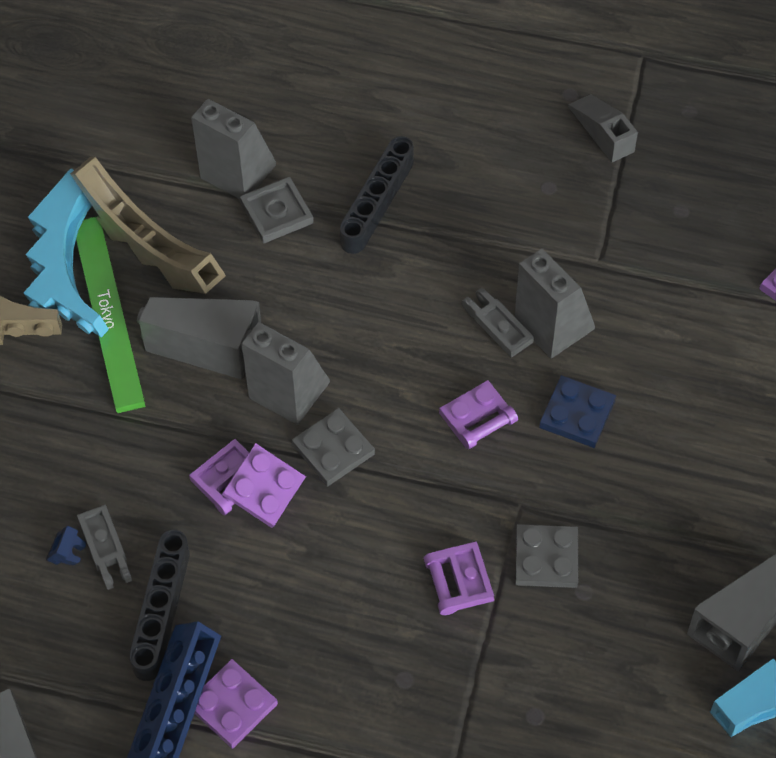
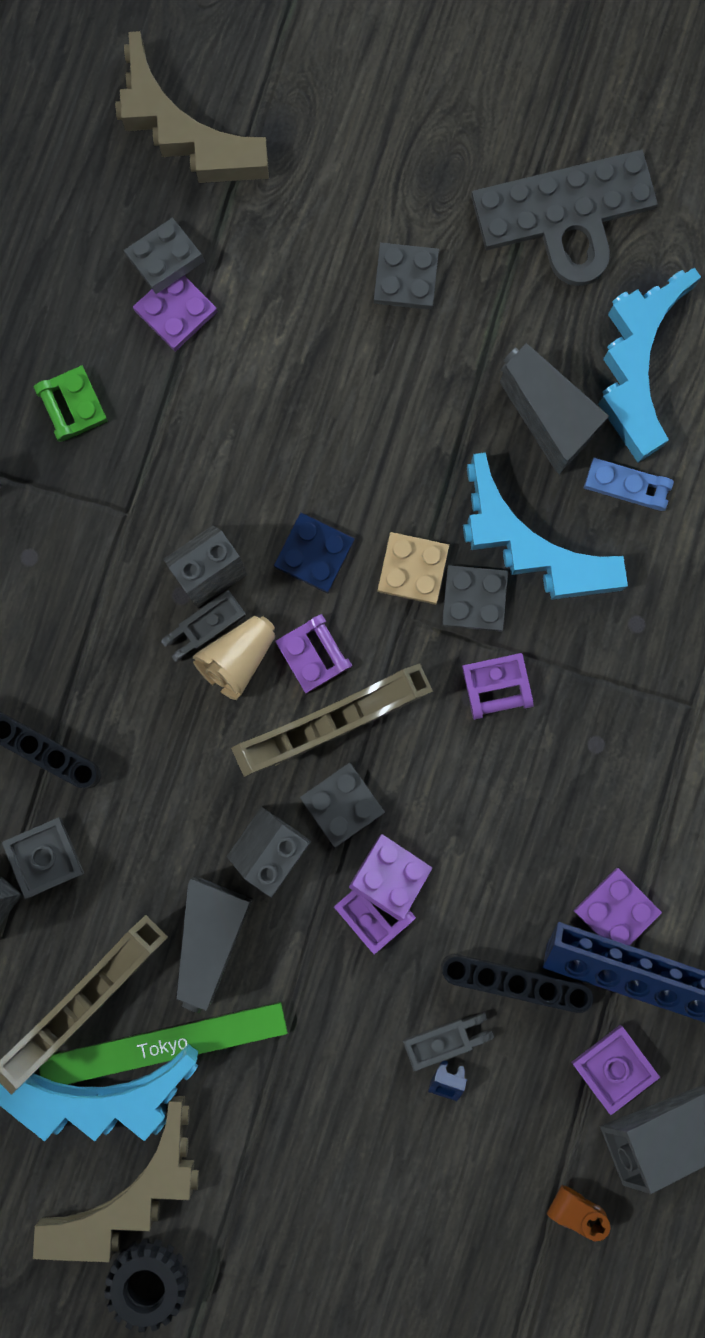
camera: 90 degrees left, 25 degrees up
(71, 703) = (615, 1069): none -> medium lavender plate
(414, 430) = (332, 721): none -> dark tan arch
(471, 344) = (236, 656): none -> tan cone
(572, 498) = (413, 568): none -> tan plate
(598, 596) = (526, 552): none -> medium azure arch
(684, 698) = (628, 484): none -> medium blue plate
(698, 216) = (79, 398): none -> bright green plate

